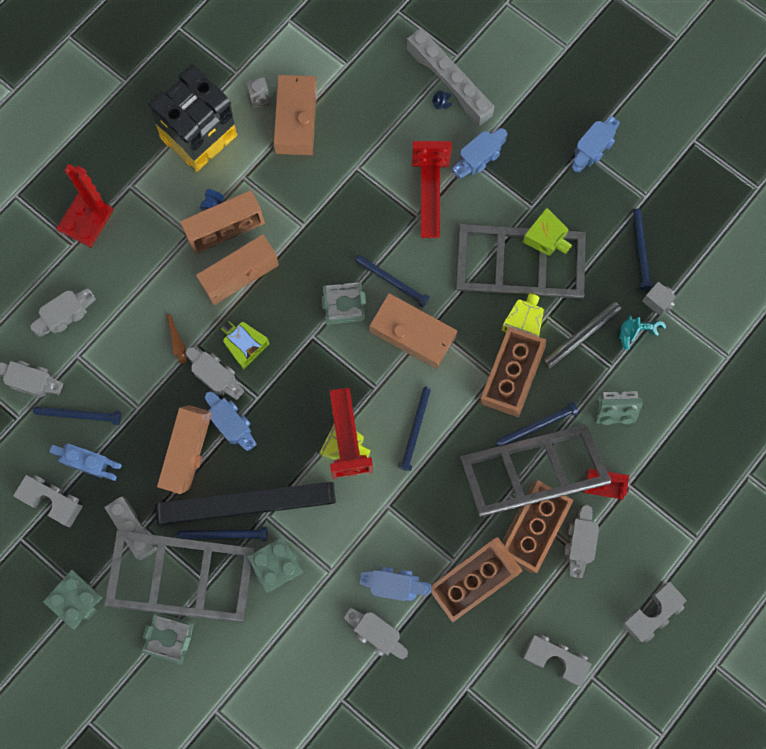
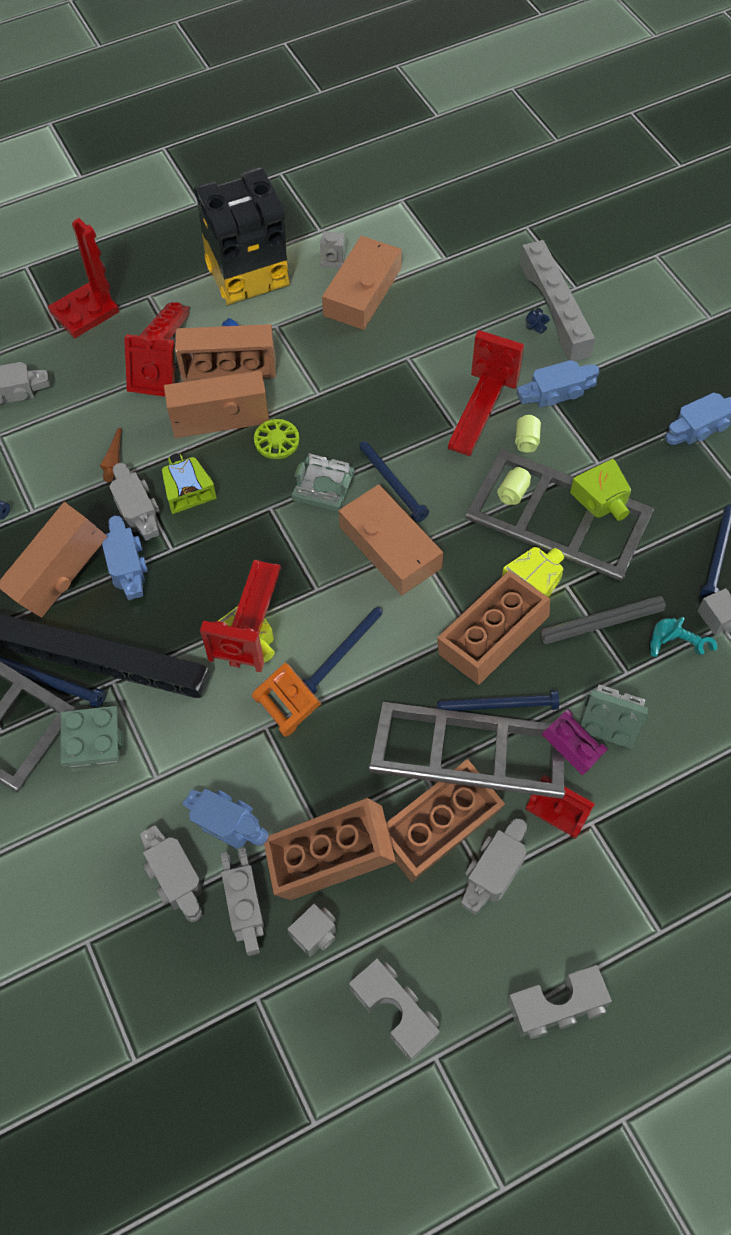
camera: 25 degrees right, 15 degrees down
(168, 251) = (151, 354): none -> red bracket
(291, 277) = (276, 439): none -> lime wheel
(398, 477) = (292, 693): none -> orange plate
(432, 633) = (243, 902): none -> light grey hinge
(474, 204) = (527, 433): none -> yellowish green brick
(483, 255) = (514, 486): none -> yellowish green brick
(485, 632) = (313, 930): none -> light grey brick
(597, 440) = (574, 742): none -> magenta plate

